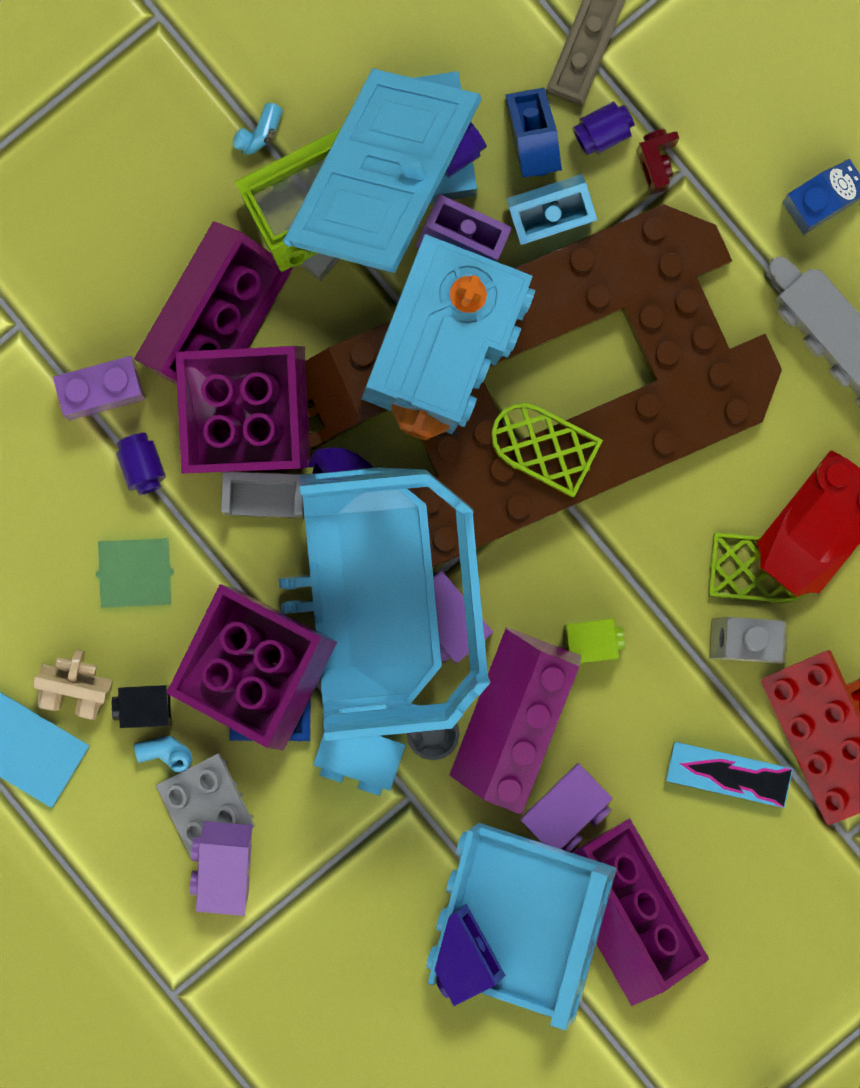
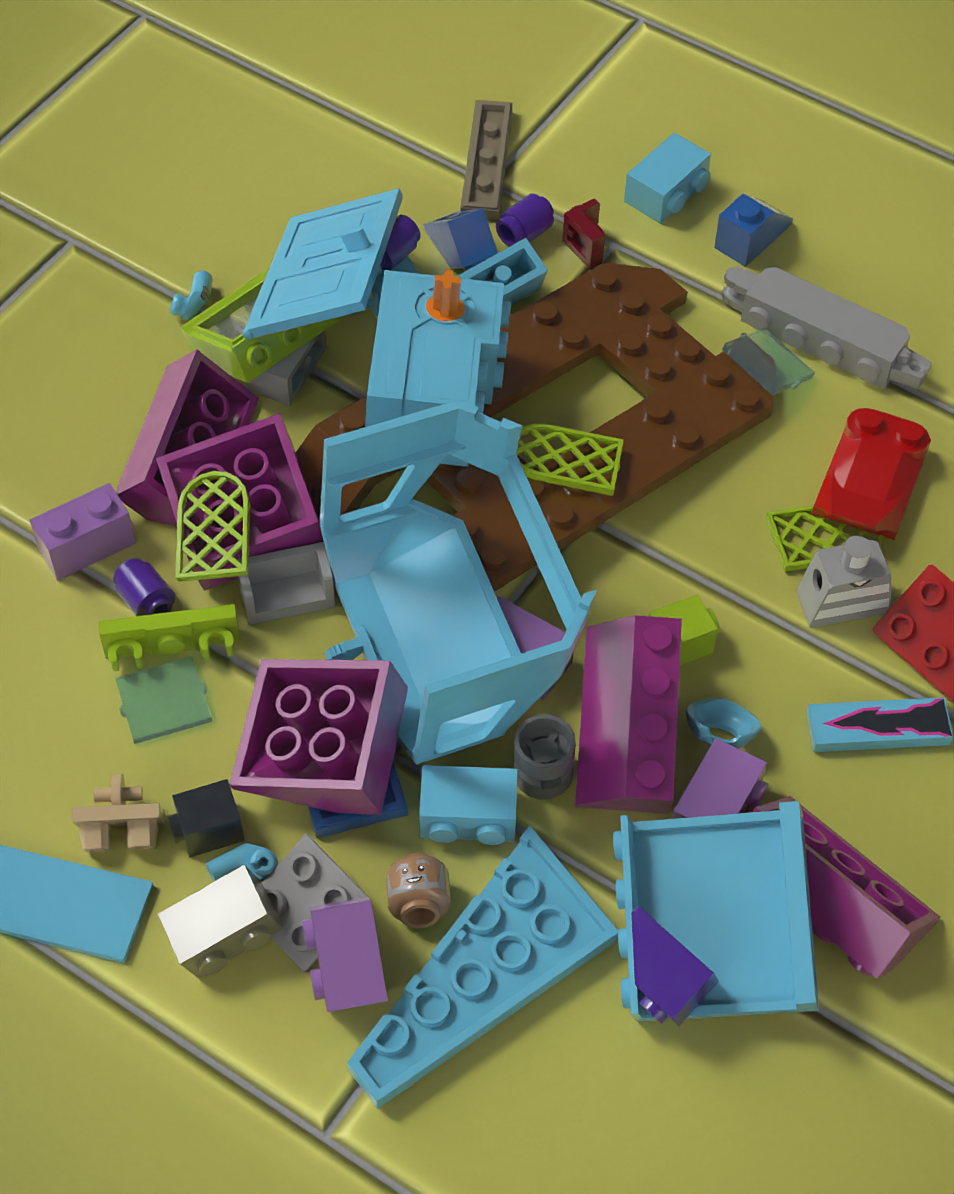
camera: 20 degrees left, 30 degrees down
(132, 809) = (220, 922): none -> brick
(152, 519) = (169, 633): none -> lime plate
(184, 426) = (184, 574): none -> lime window
(296, 822) = (418, 890): none -> medium nougat head
(350, 891) = (497, 957): none -> medium azure wing
(603, 729) = (722, 715): none -> medium azure piece
(763, 111) = (667, 178): none -> medium azure brick
(777, 368) = (768, 361): none -> clear light blue piece

